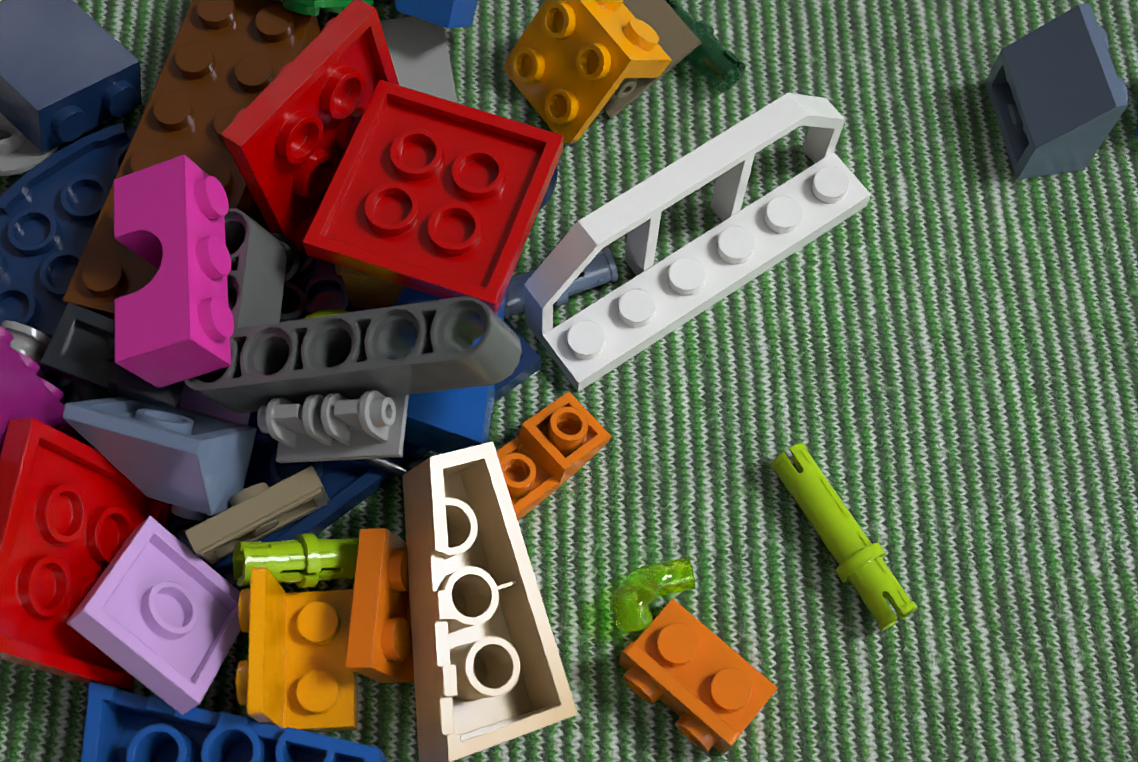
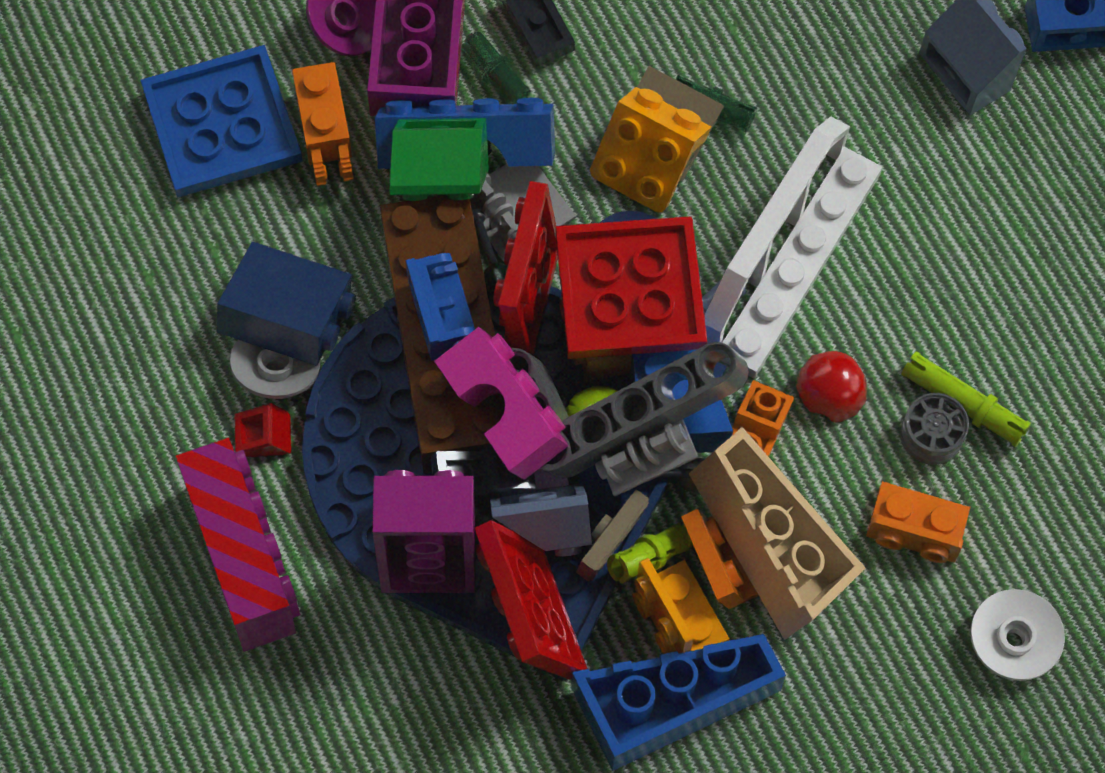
camera: 25 degrees left, 0 degrees up
(162, 615) = (597, 613): lavender plate -> none
(181, 110) = (439, 302): none -> blue hinge
(643, 586) = (861, 482): clear neon green arm -> none
(670, 442) = (832, 385): none -> red hair
(778, 557) = (934, 430): none -> dark grey wheel

